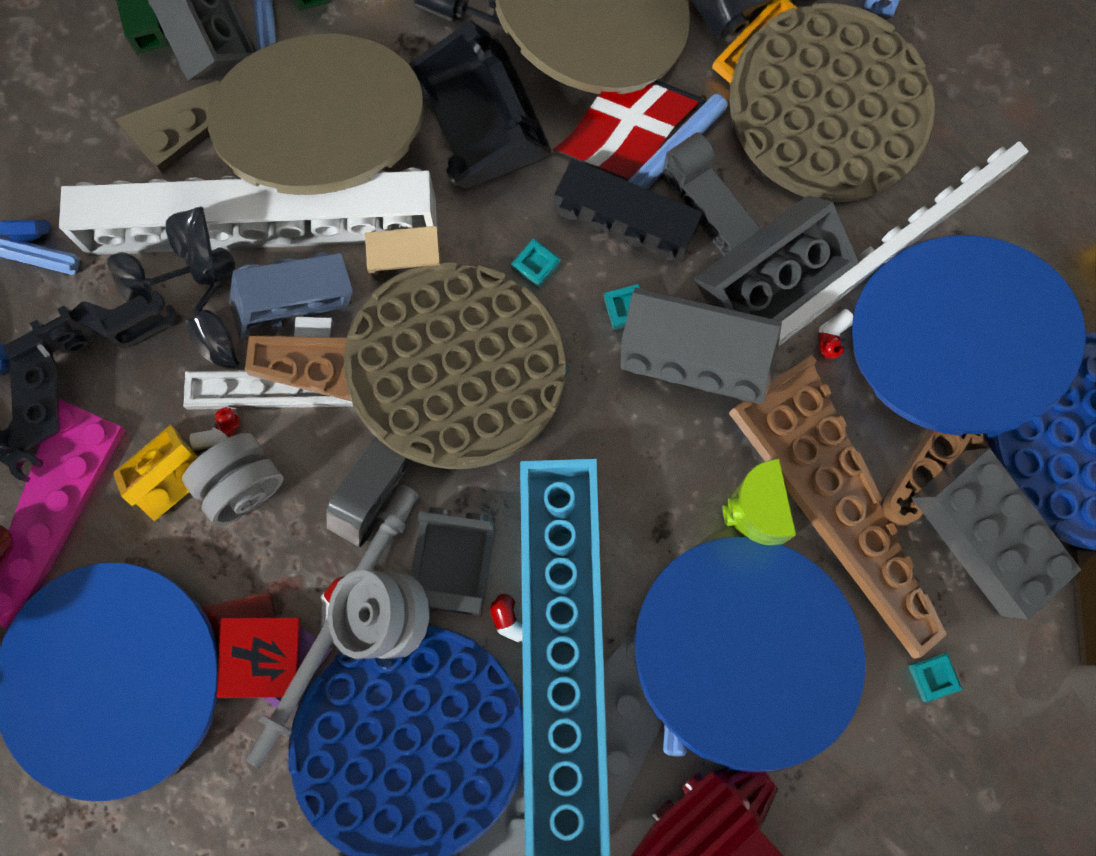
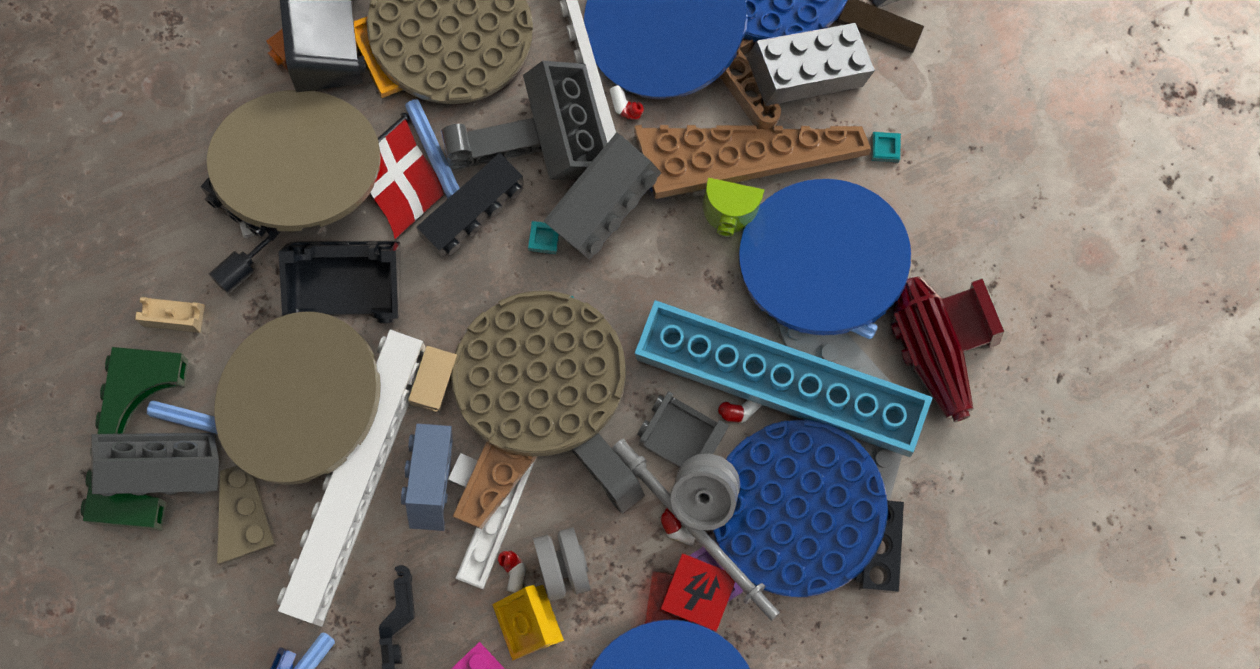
camera: 75 degrees left, 0 degrees up
(189, 240) = (379, 525): black plant -> none
(536, 263) = (480, 288): teal tile -> none

